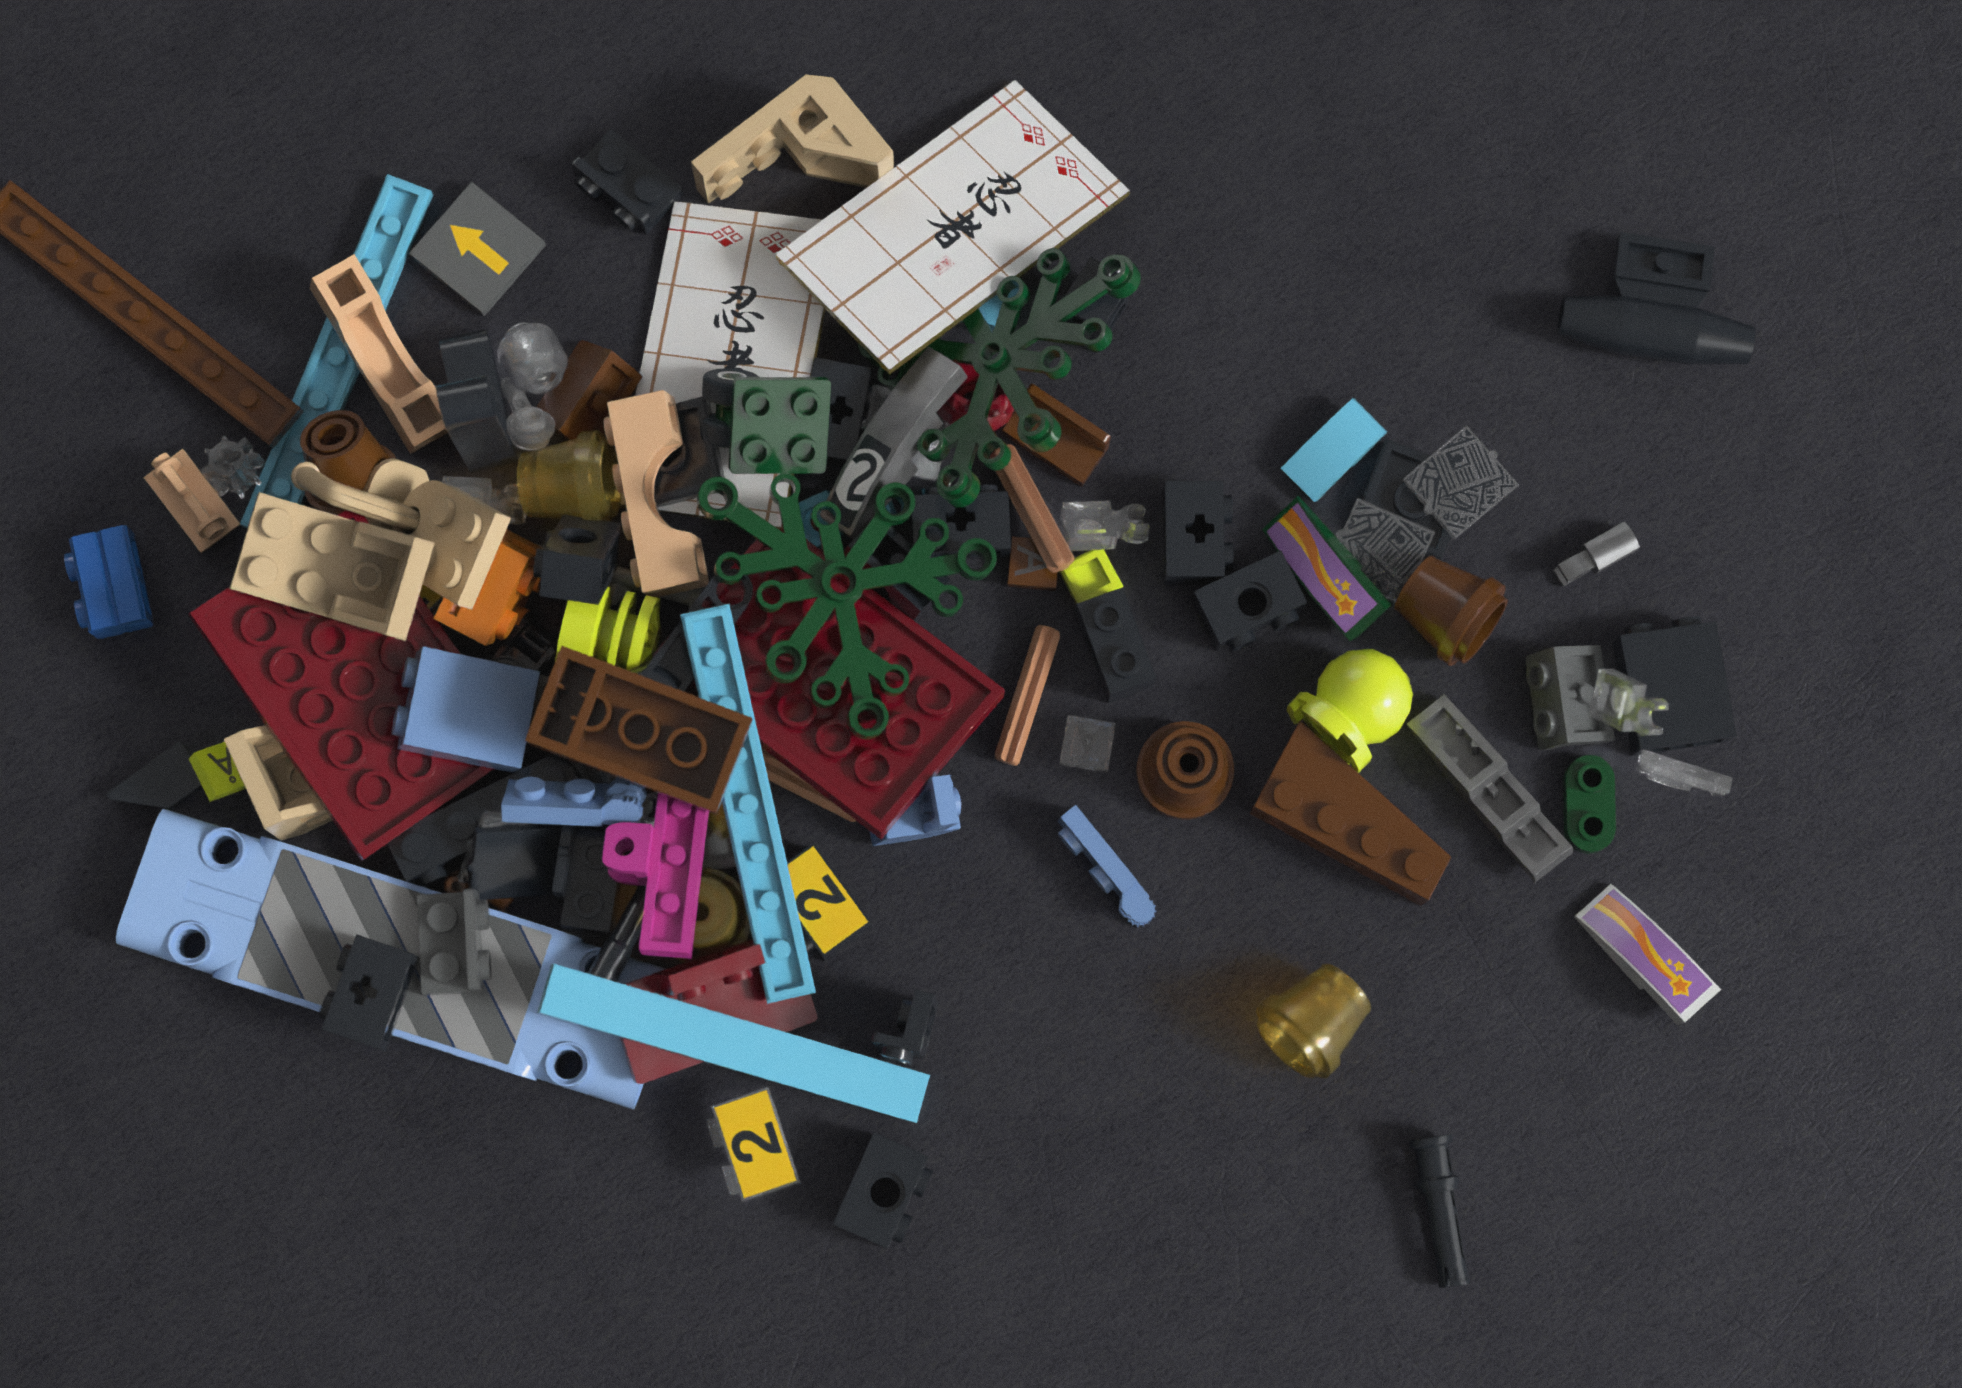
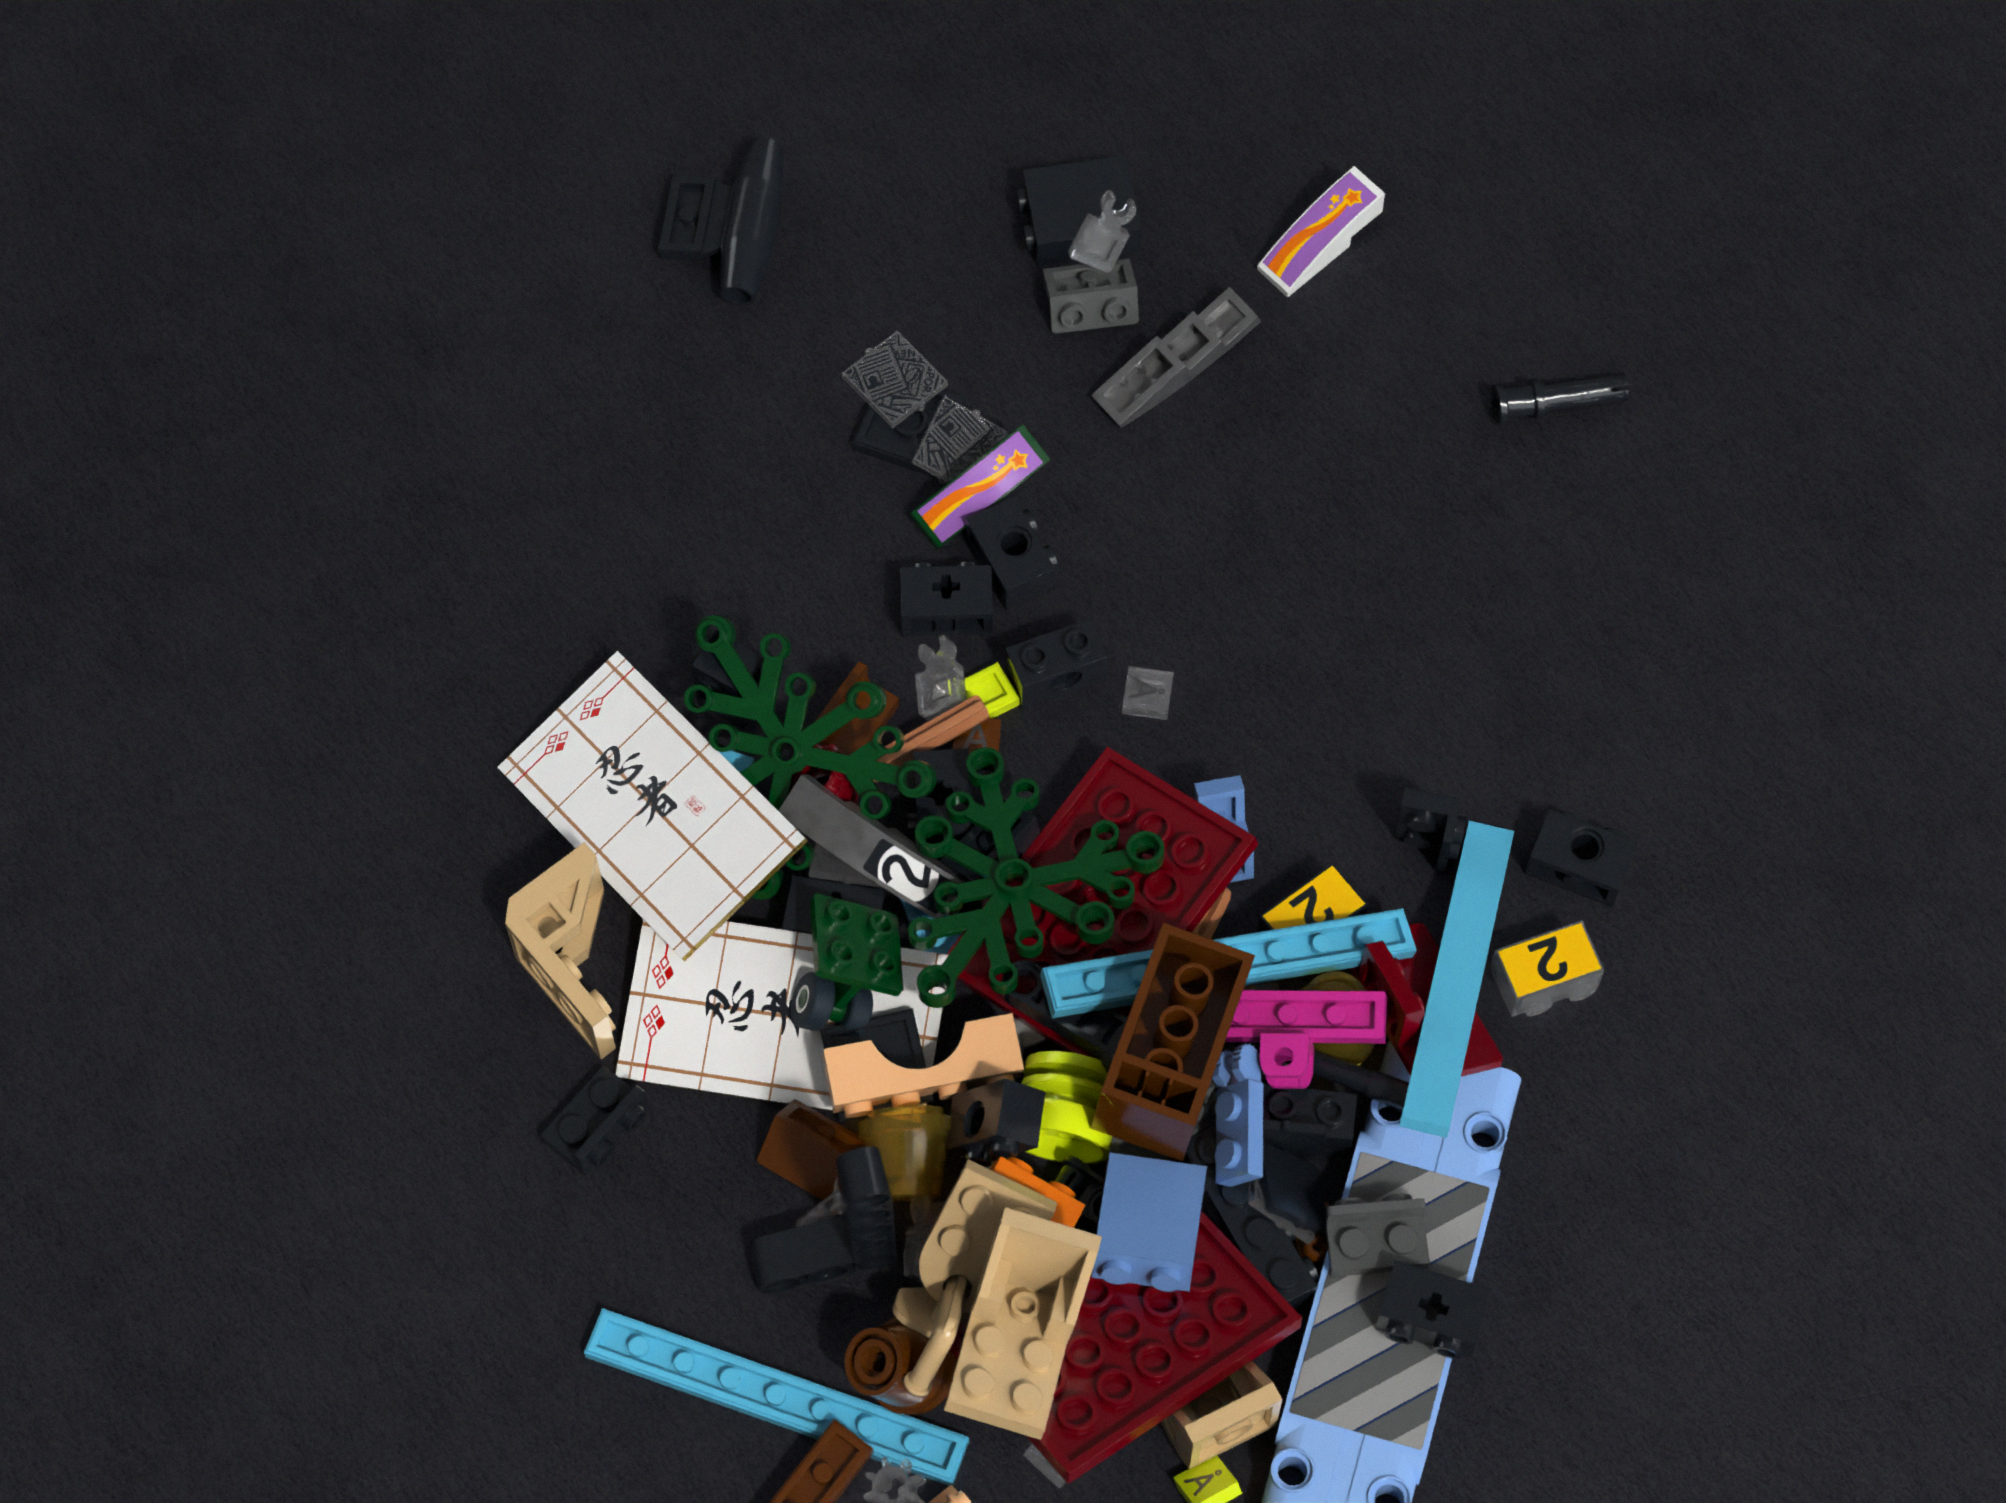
camera: 85 degrees left, 15 degrees down
(378, 352) = (740, 1359): light nougat arch -> none
(477, 249) = (662, 1262): dark grey tile -> none
(532, 358) = (779, 1198): clear head -> none
(1027, 695) = (1094, 742): nougat axle -> none
(1108, 869) = (1264, 669): medium blue hinge -> none
(1180, 792) = (1171, 618): reddish brown piece -> none
(1313, 1021) = (1401, 491): clear yellow piece -> none
(1333, 450) = (865, 484): medium azure slope -> none
(1346, 818) = (1207, 473): reddish brown wedge -> none
(1357, 703) = (1107, 457): neon yellow tile -> none
(1451, 608) = (1016, 380): reddish brown piece -> none
(1589, 803) = (1187, 283): dark green plate -> none
(1598, 554) = (958, 271): flat silver bar -> none
(1681, 774) = (1158, 207): clear tile -> none

